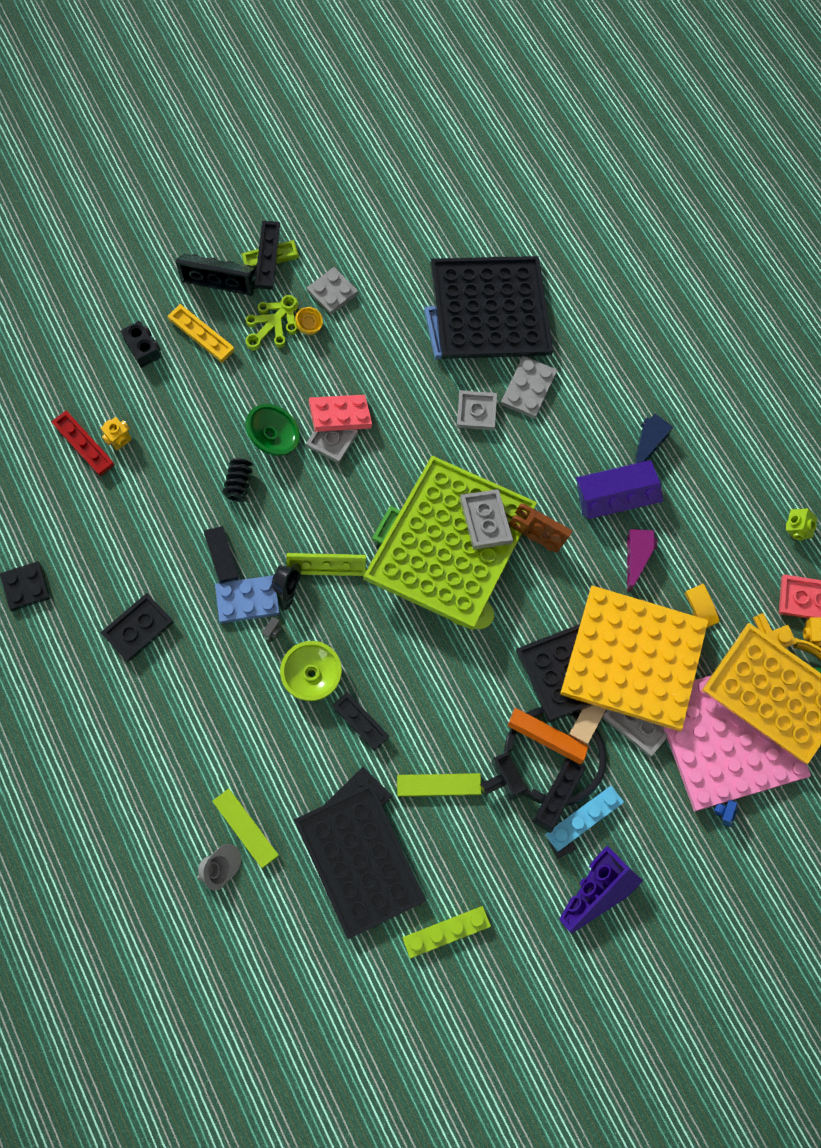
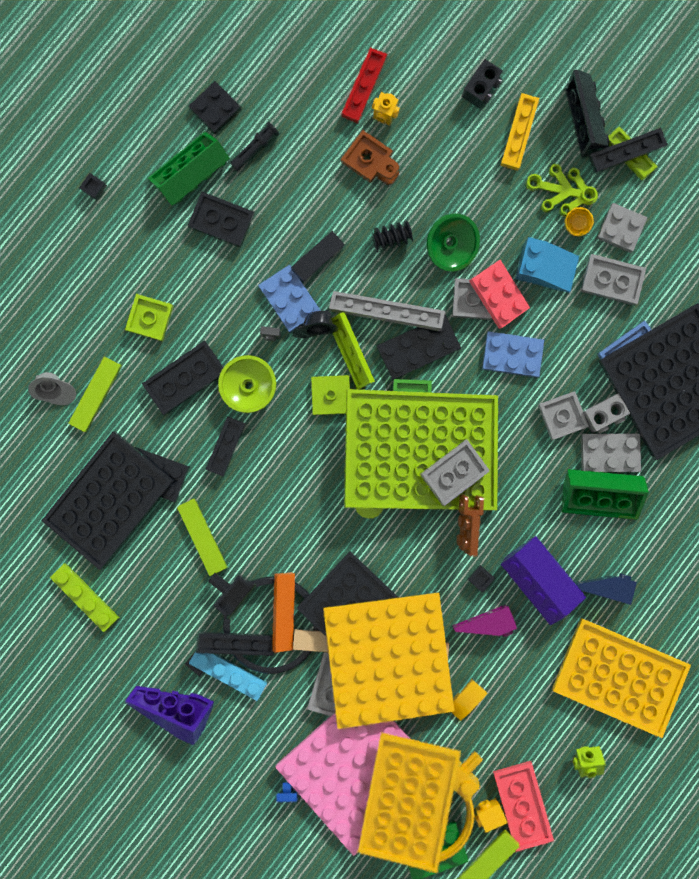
camera: 65 degrees right, 15 degrees up
(36, 736) = (92, 186): none -> black plate
(70, 635) = (189, 168): none -> green slope
(82, 558) = (260, 141): none -> black pin
(164, 460) = (380, 163): none -> dark orange plate
(196, 738) = (149, 317): none -> lime plate
(273, 731) = (183, 378): none -> black plate
(305, 515) = (387, 311): none -> light grey plate
(333, 365) = (547, 265): none -> dark azure slope
(352, 505) = (417, 349): none -> black plate
(358, 602) = (329, 394): none -> lime plate
(375, 317) = (613, 279): none -> light grey plate
(400, 428) = (513, 354): none -> medium blue plate
(489, 375) = (603, 409): none -> light grey brick
(563, 408) = (604, 494): none -> green slope
(594, 544) = (481, 578): none -> black plate
(735, 466) = (621, 677): none -> yellow plate

